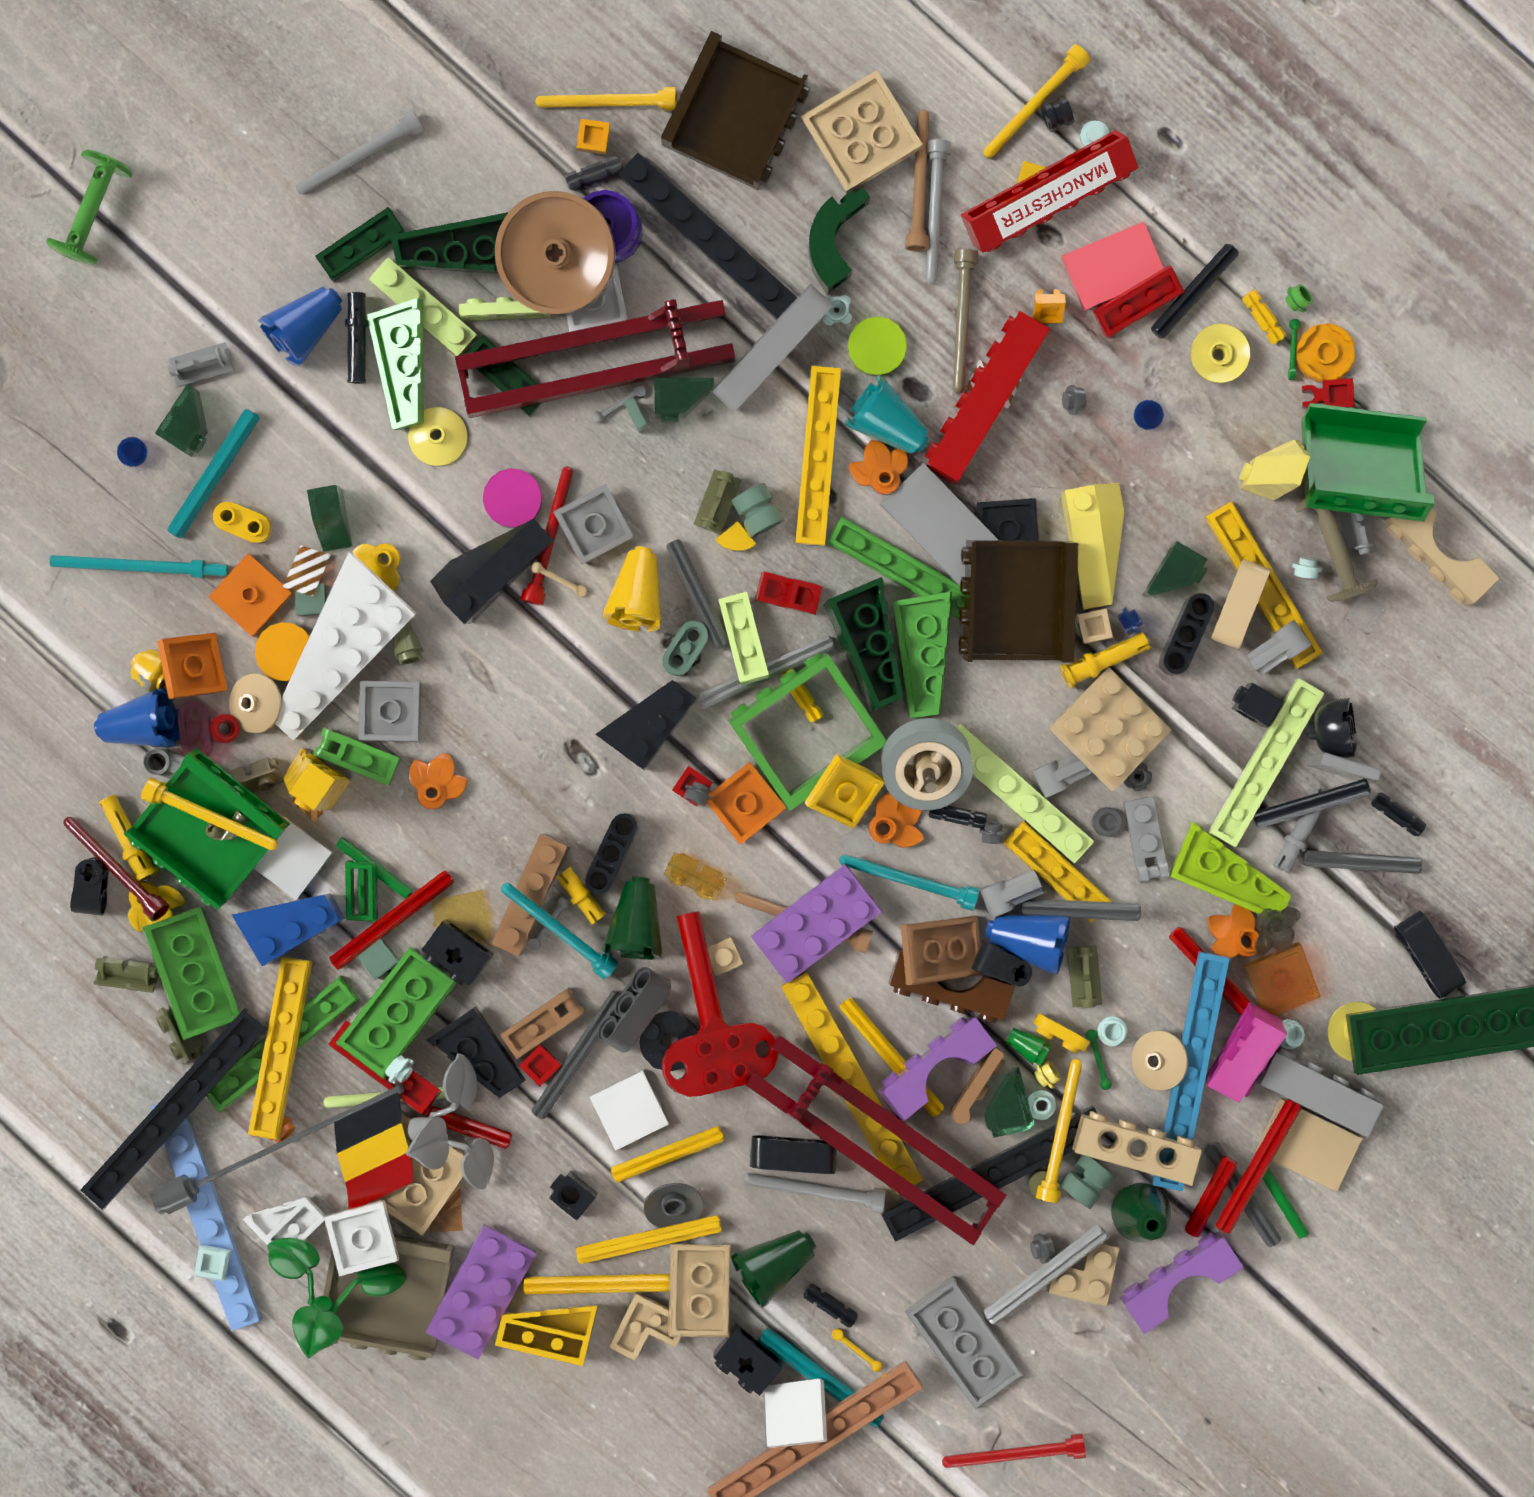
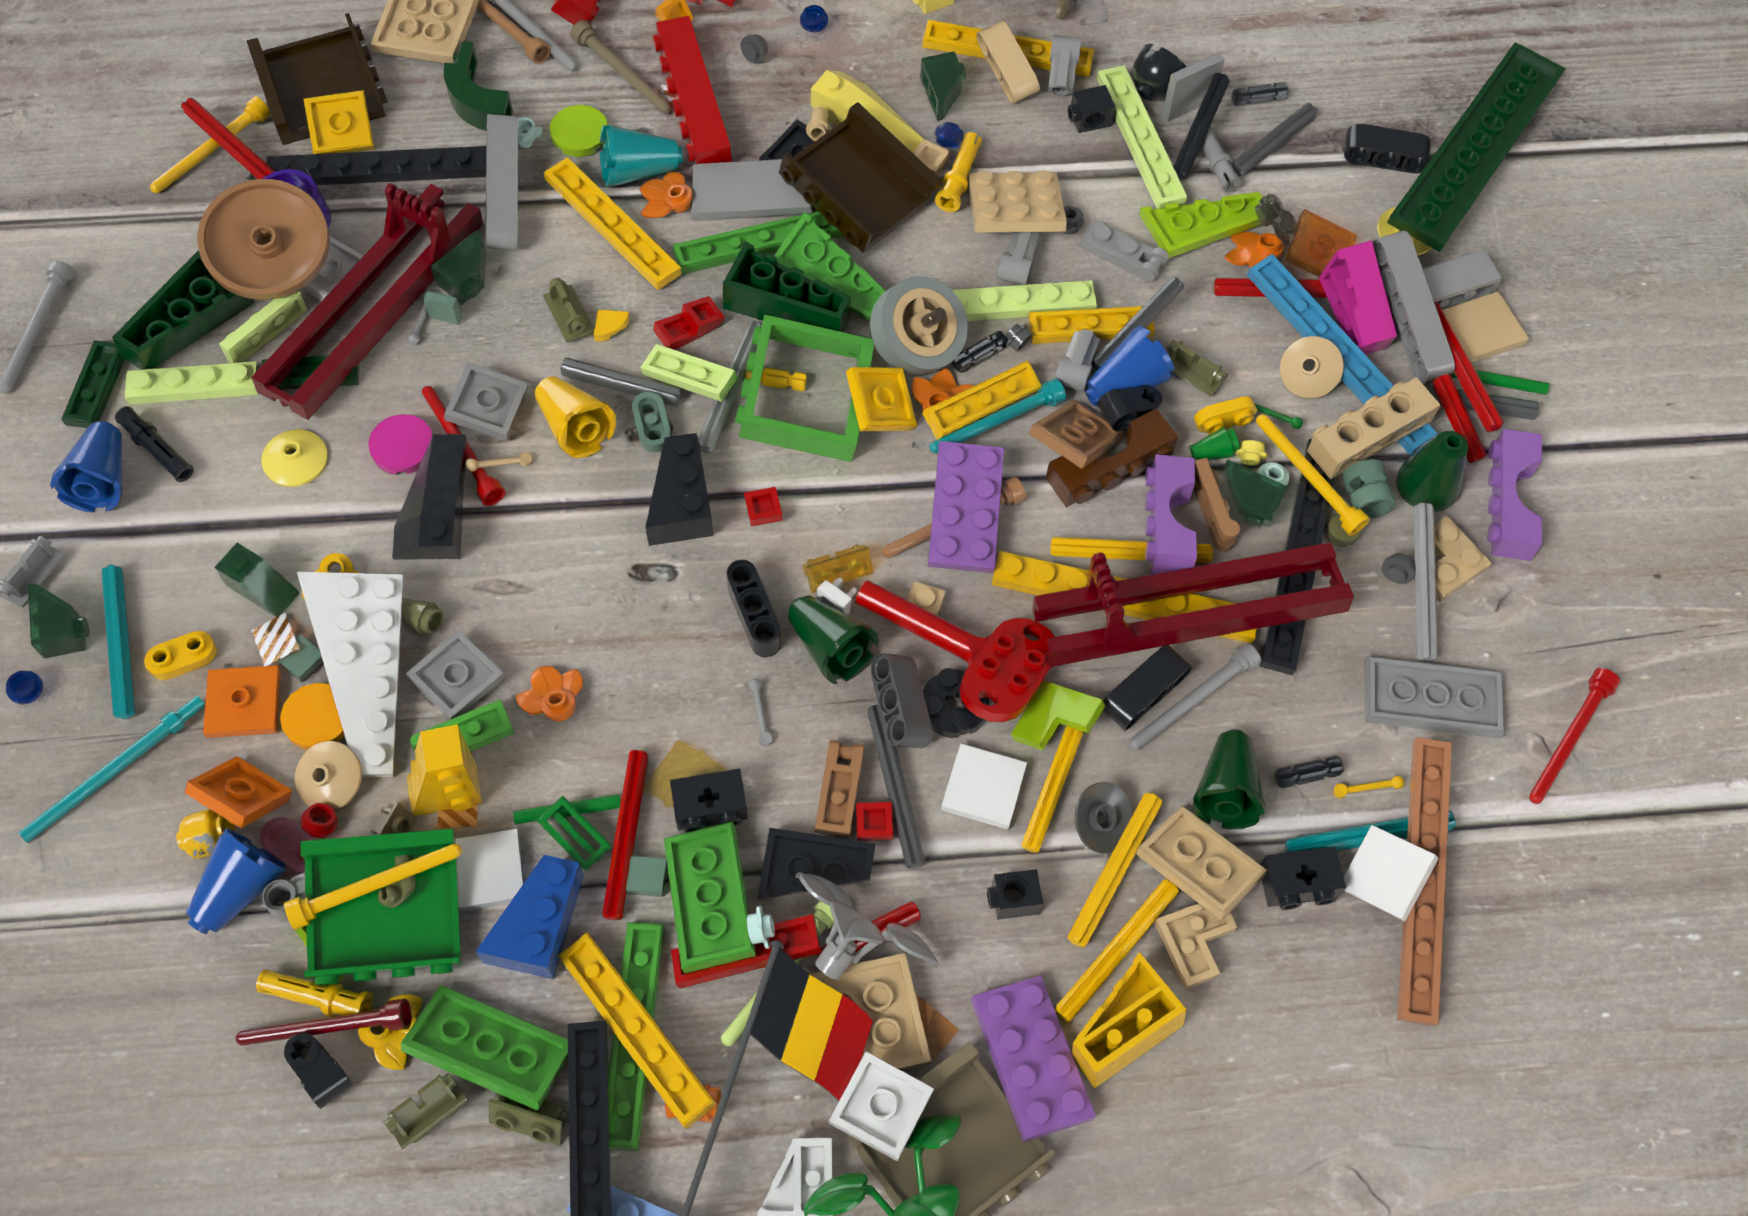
camera: 50 degrees left, 25 degrees down
(399, 355) = (204, 422): wing -> none
(534, 883) = (723, 697): medium nougat arch -> none
(581, 895) = (763, 664): yellow pin -> none
(593, 136) = (221, 169): light orange tile -> none
(602, 963) = (837, 695): teal piece -> none
(618, 120) = (226, 139): none -> red axle
(666, 900) = (834, 597): none -> white tile
(697, 794) = (773, 499): dark grey plate -> none
(712, 173) = (339, 123): none -> yellow tile
(722, 1108) = (1052, 707): none -> lime tile
(745, 803) = (816, 481): orange plate -> none
(758, 512) = (609, 287): sand green wheel -> none
(914, 857) = (982, 400): none -> yellow tile
(1036, 527) = (818, 123): none -> tan pin
(1107, 821) = (1085, 264): flat silver tile -> none
(1112, 1031) = (1257, 384): light aqua plate -> none
(1196, 623) = (995, 110): black beam -> none
(1271, 1097) = (1413, 307): none -> light grey beam
(1307, 568) = (1023, 12): light aqua plate -> none

